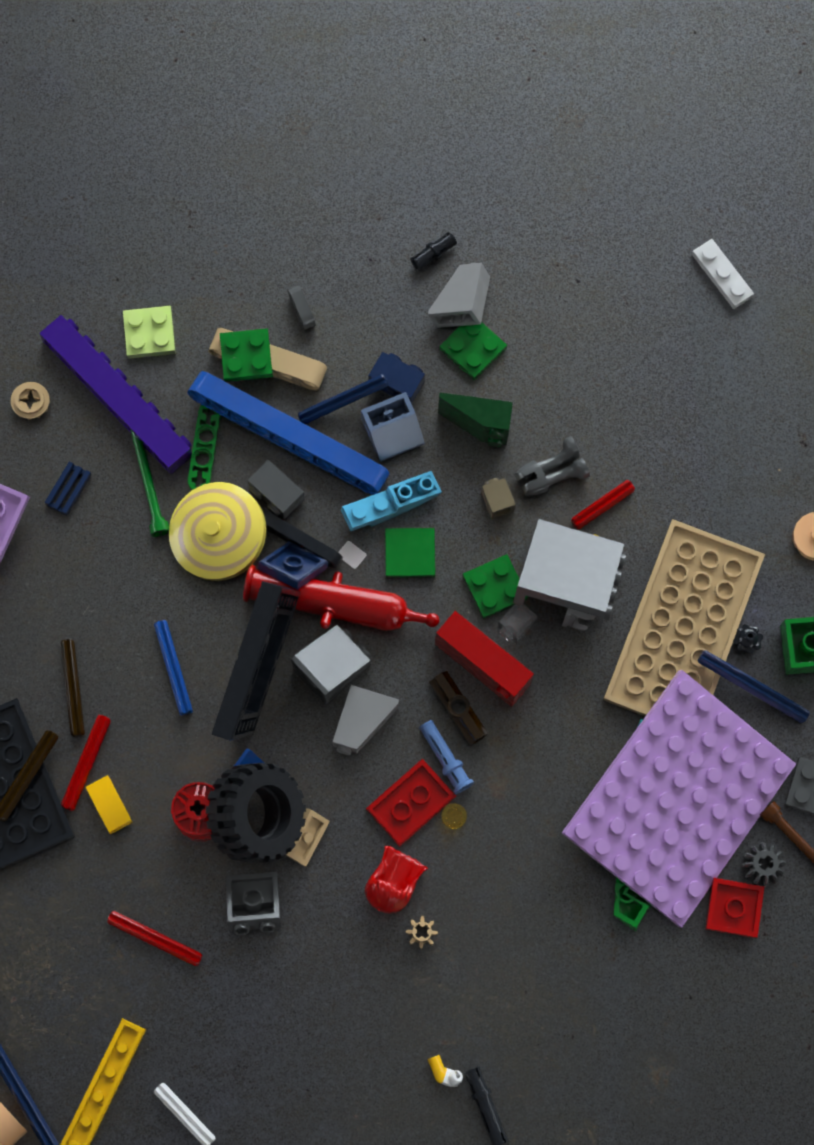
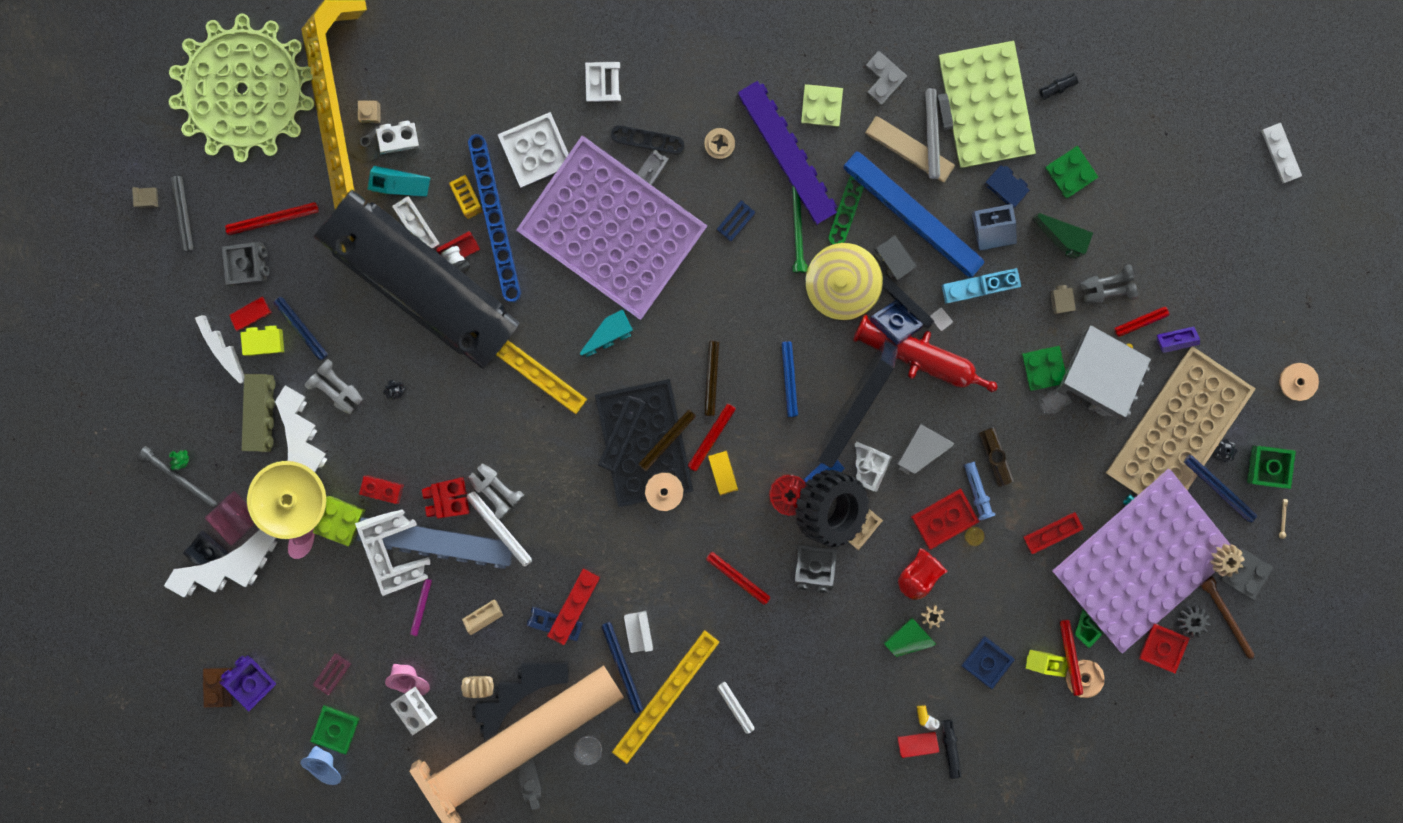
camera: 15 degrees right, 15 degrees up
(34, 1039) = (638, 632): none -> white panel
(43, 852) = (654, 495): none -> light nougat plate
(225, 284) = (889, 77): none -> light grey plate
(246, 355) = (894, 145): green plate -> none
(290, 333) = (932, 133): none -> light grey axle
(300, 754) = (870, 466): none -> white slope
(331, 663) = (909, 403): slope -> none
(343, 399) = (962, 196): dark blue axle -> none
(352, 290) = (987, 104): none -> yellowish green plate
(397, 970) = (908, 639): none -> green slope
(410, 552) = (986, 328): green tile -> none
(440, 1110) = (918, 744): none -> red slope
(462, 297) = (1072, 132): light grey slope -> none
(483, 658) = (1024, 426): red brick -> none
(509, 979) = (988, 662): none -> dark blue tile
(554, 789) = (1053, 533): none -> red plate
(587, 961) = (1047, 663): none -> neon yellow slope
(616, 946) = (1071, 657): none -> red axle
(641, 958) = (1095, 675): none -> light nougat plate
(653, 515) = (1178, 339): none -> dark purple plate
(785, 782) = (1227, 560): none -> tan gear

